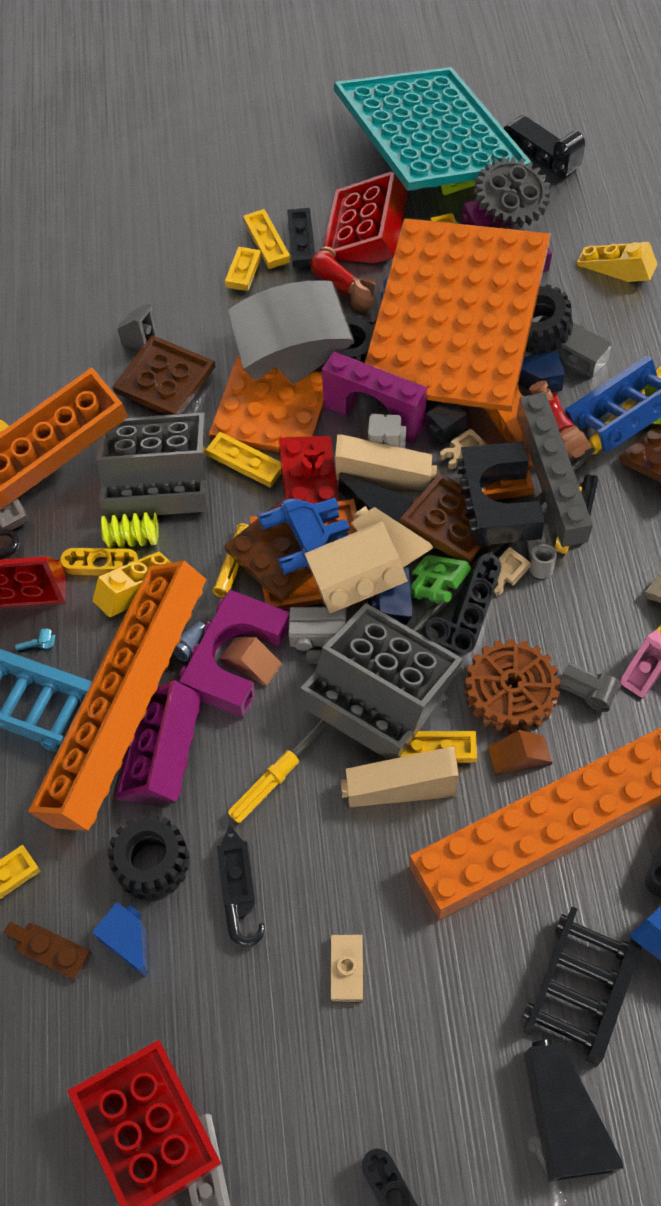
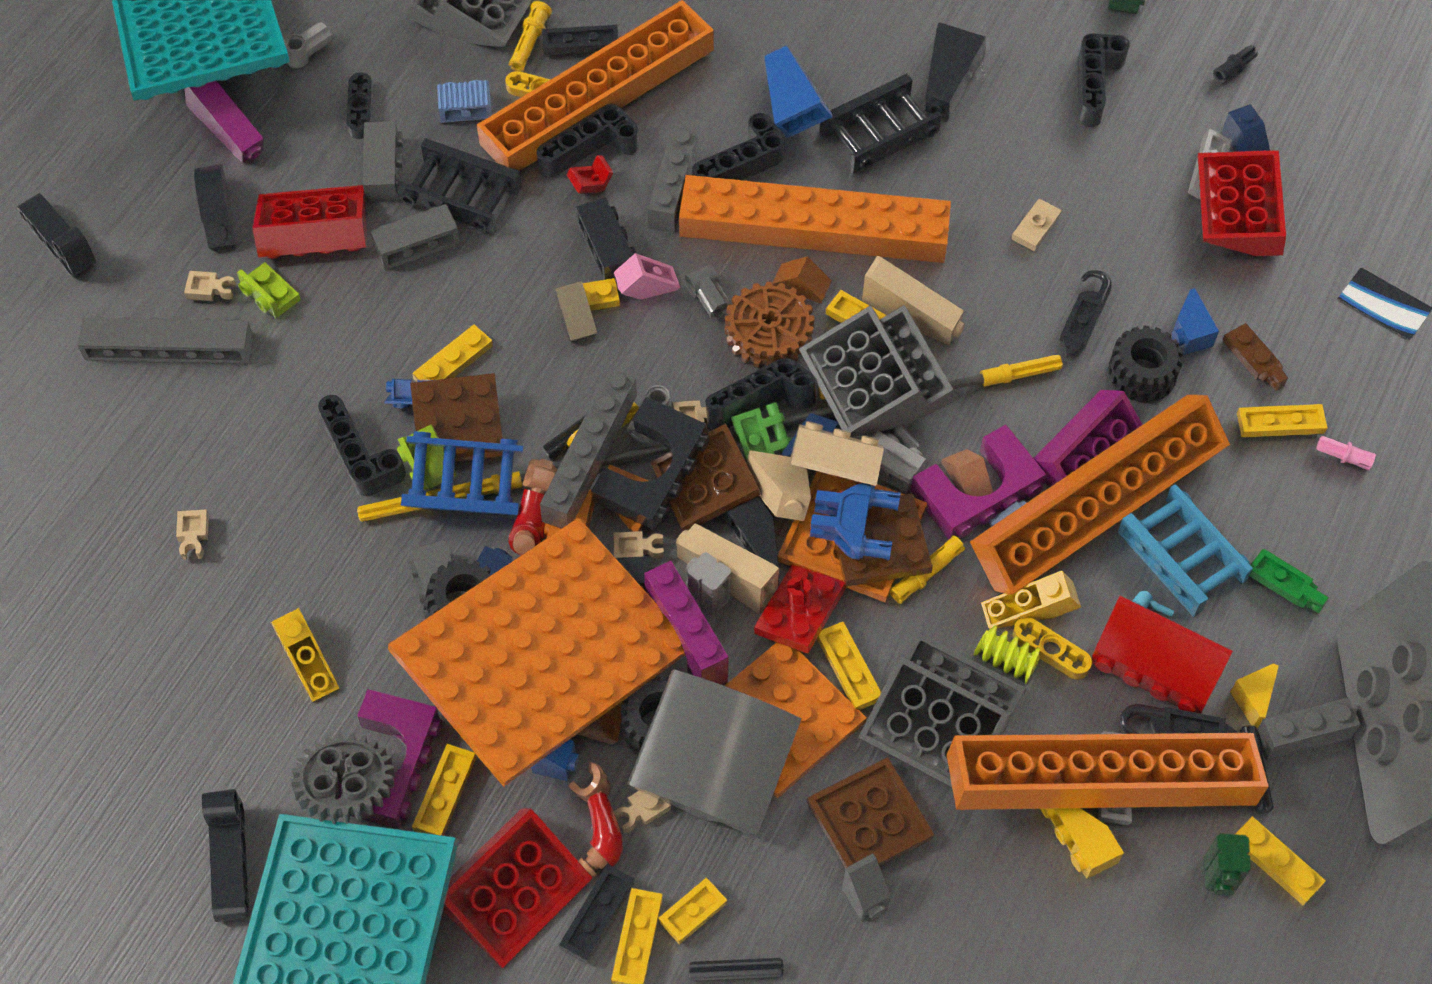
camera: 150 degrees left, 0 degrees up
(194, 258) = (736, 969): none -> black axle

